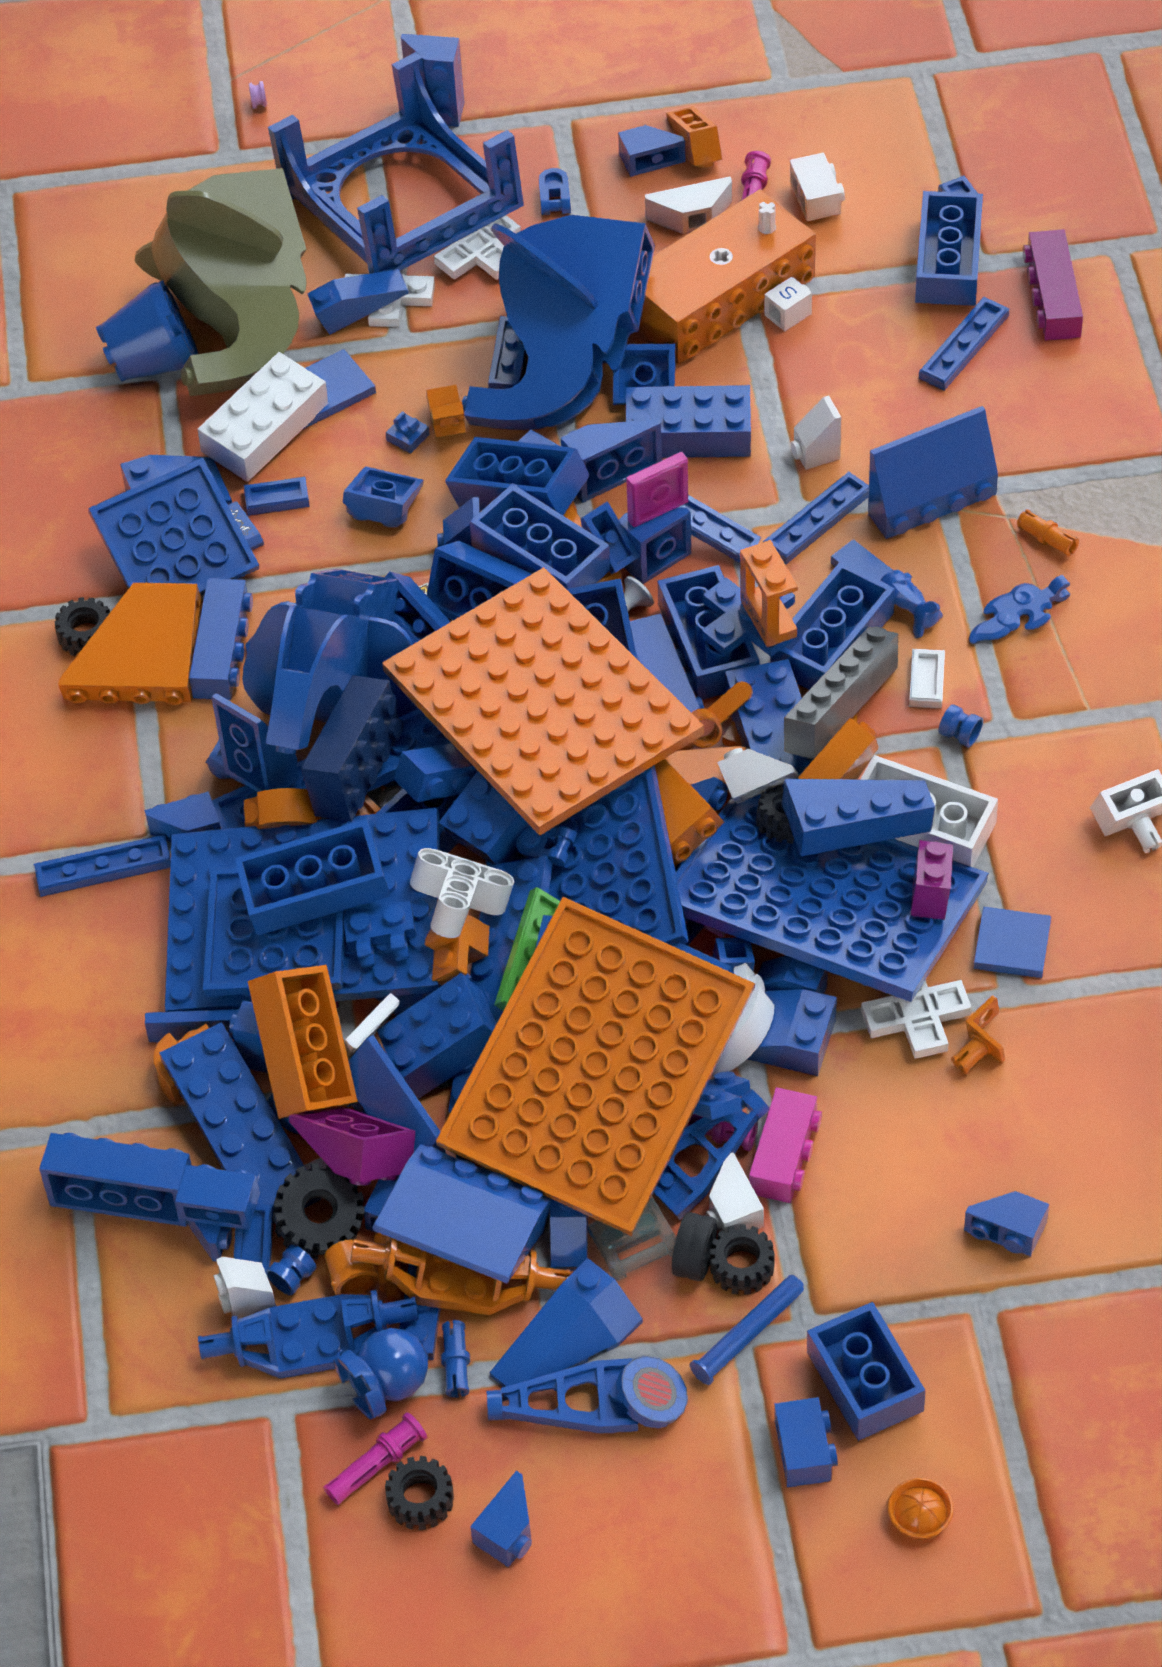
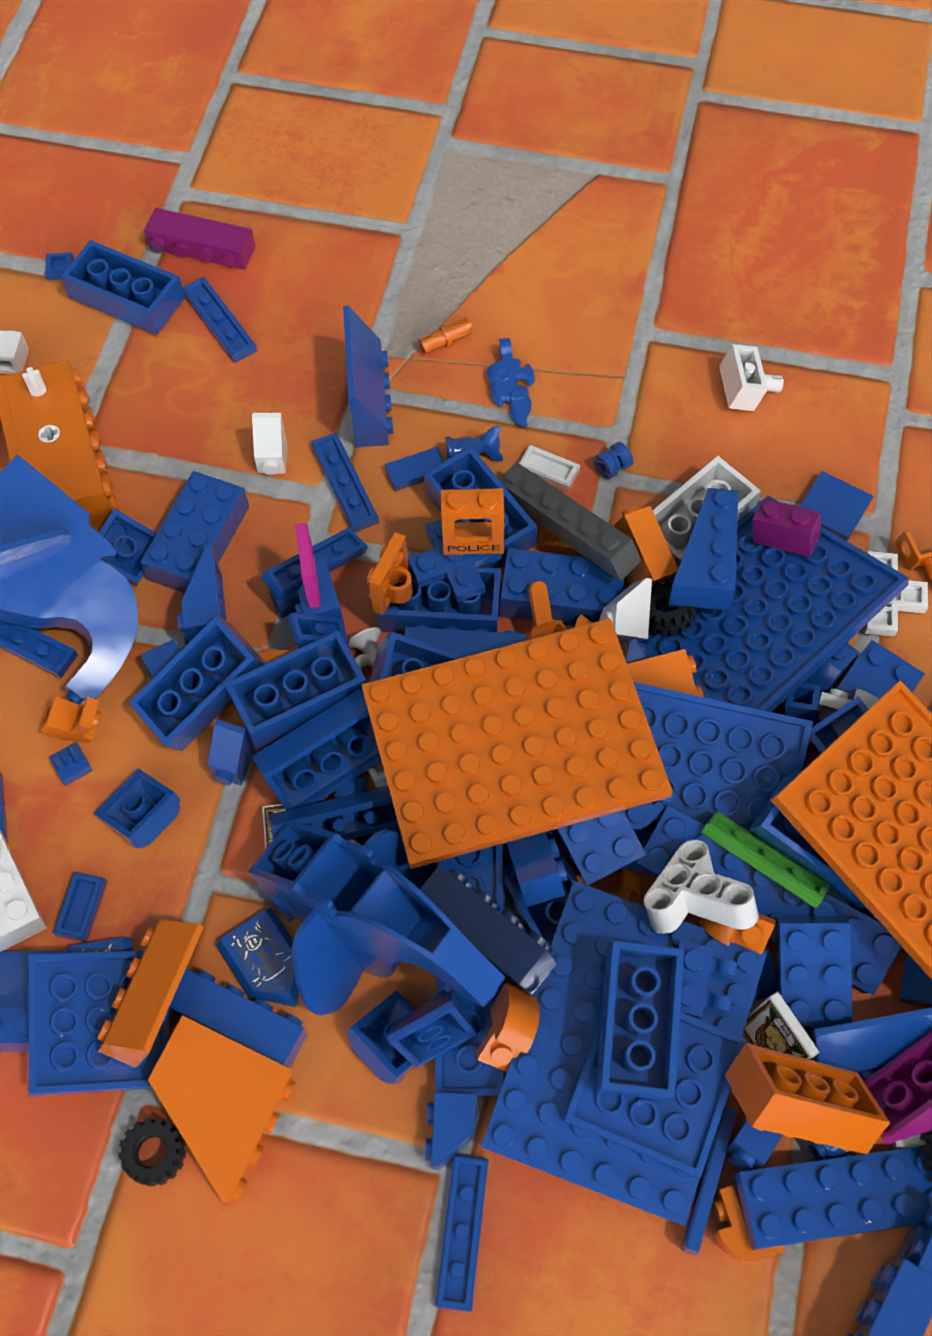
camera: 70 degrees left, 10 degrees up
(202, 557) = (149, 992): none -> orange slope
(689, 563) = (389, 571): none -> orange plate
(788, 303) = (108, 417): white brick -> none

